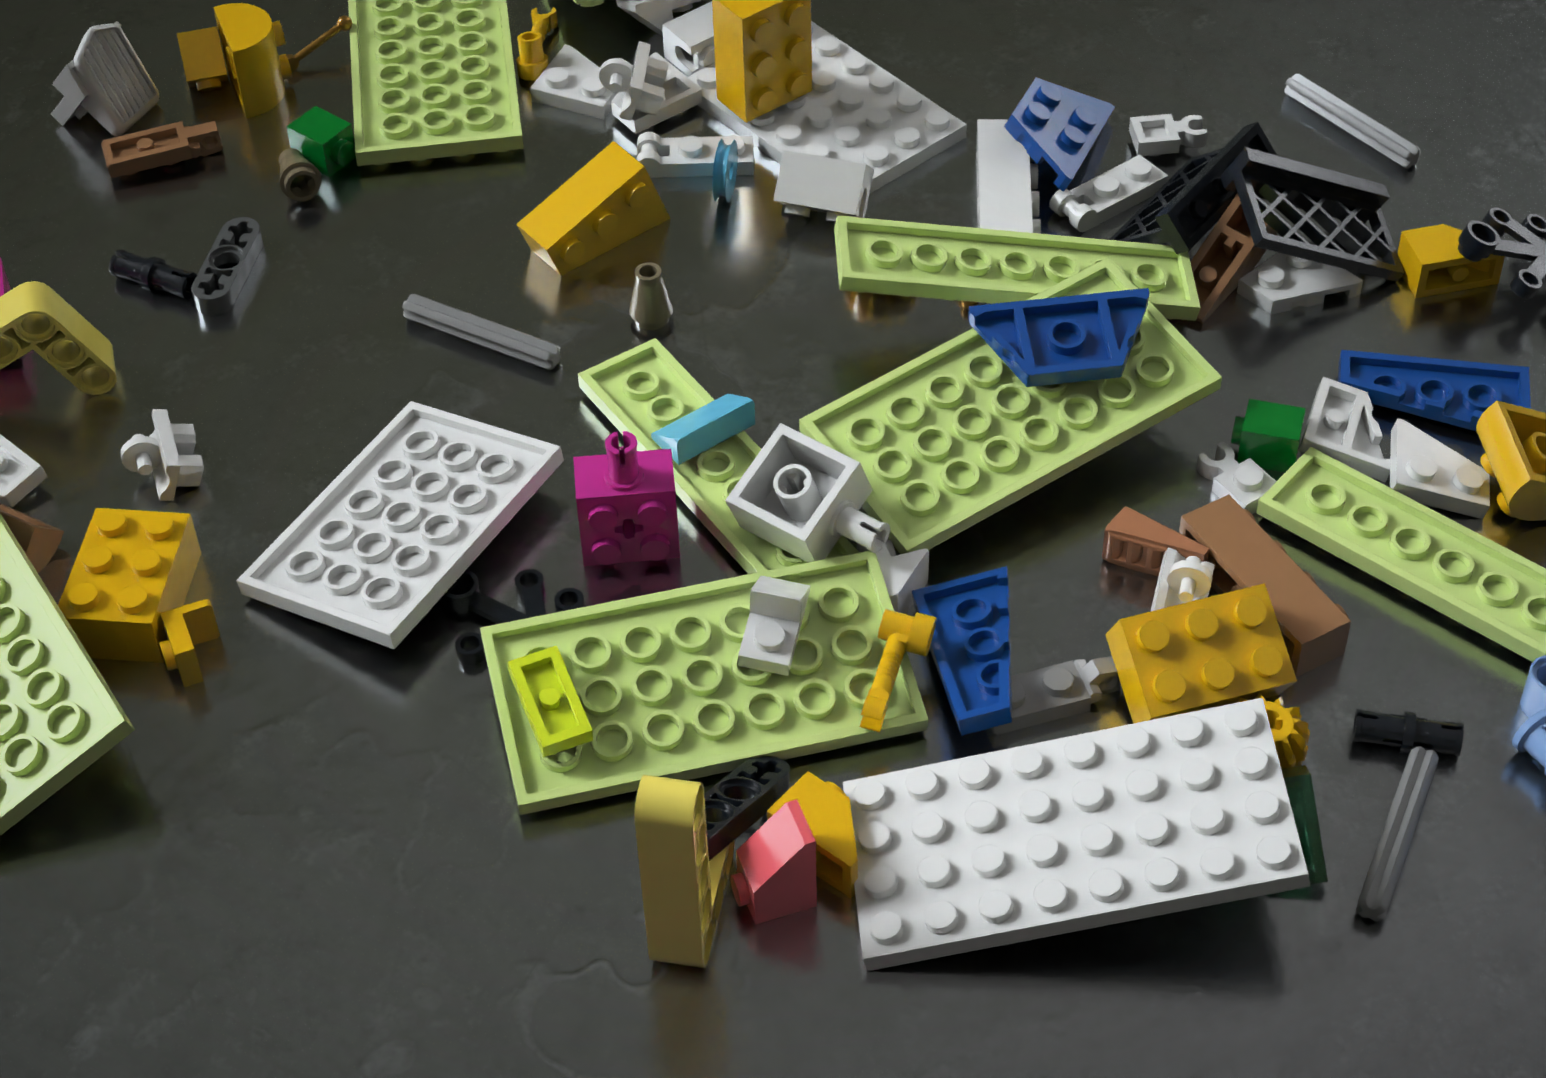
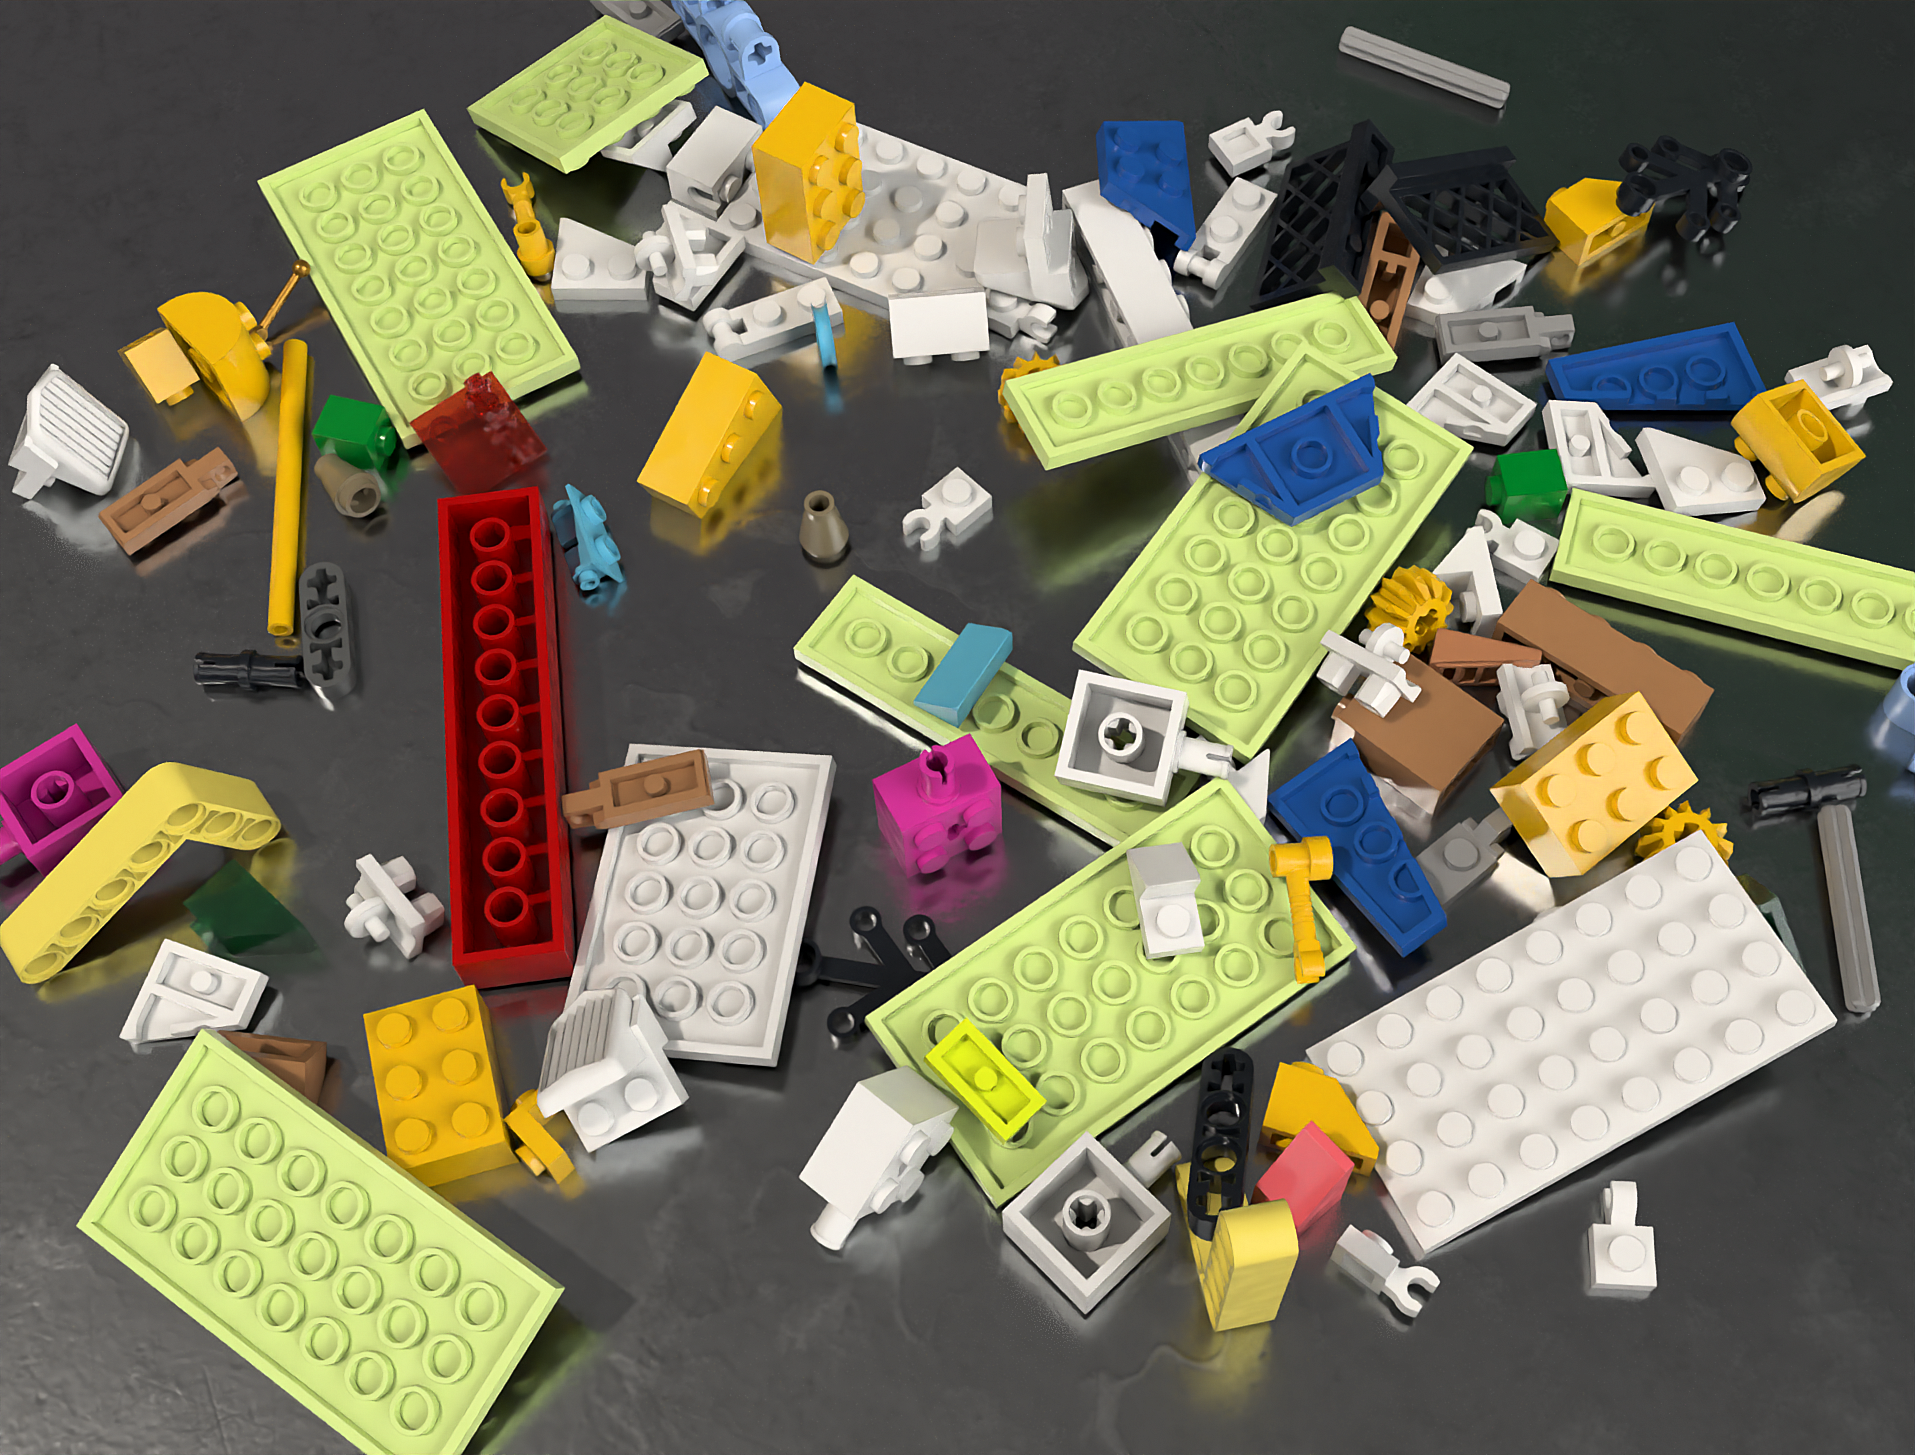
camera: 20 degrees left, 15 degrees up
(52, 429) = (245, 917): none -> clear green slope
(252, 167) = (287, 489): none -> yellow piece
(258, 606) = (607, 1067): none -> white piece
(311, 369) = (503, 741): none -> red brick
(396, 428) = (642, 792): none -> medium nougat hinge
(415, 166) = (478, 435): none -> clear red hinge
(434, 719) = (876, 1149): none -> white brick
(459, 259) = (582, 522): none -> medium azure hinge
(482, 331) = (655, 623): light grey axle -> none
(578, 835) = (1088, 1185): none -> white brick
(765, 318) = (949, 504): none -> white plate
(810, 949) = (1371, 1262): none -> white plate
(895, 197) = (1012, 313): none -> white plate
(930, 154) = (1032, 253): none -> white piece
(1038, 509) = (1375, 662): none -> white hips
(1043, 1020) = (1618, 1250): none -> white plate
(1071, 581) = (1423, 744): none -> medium nougat brick
(1107, 486) = (1413, 602): none -> yellow gear
(1174, 483) = (1471, 578): none -> white slope
(1256, 365) = (1473, 403): none -> white wing
(1311, 323) = (1501, 334): none -> light grey hinge

